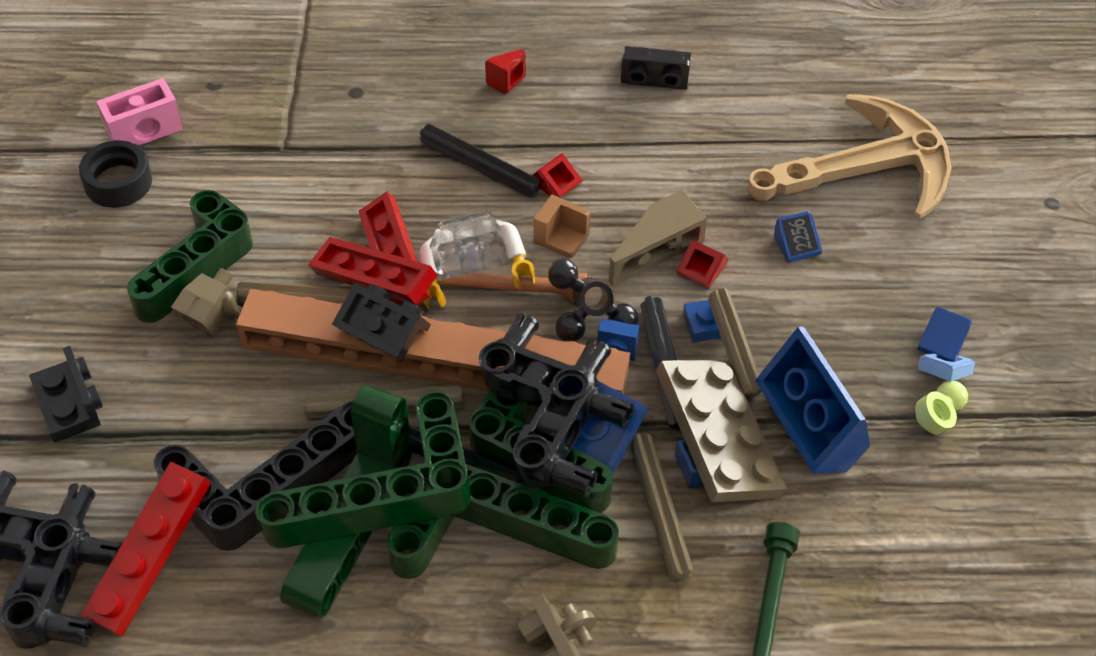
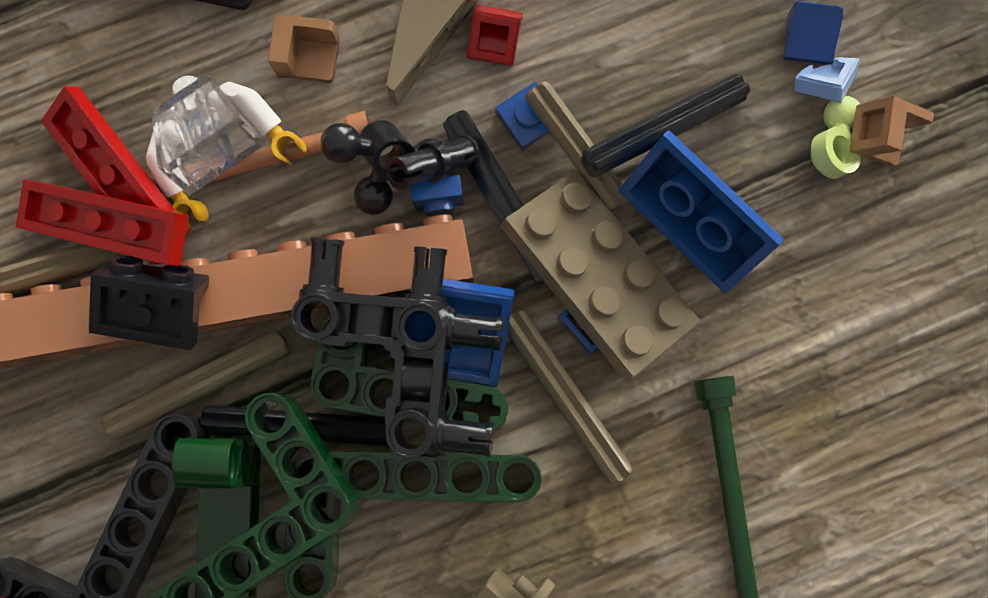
camera: 20 degrees left, 30 degrees up
(623, 308) = (432, 162): none -> black pin
(832, 349) = (676, 118): none -> black axle
(981, 407) = (881, 127): none -> medium nougat panel

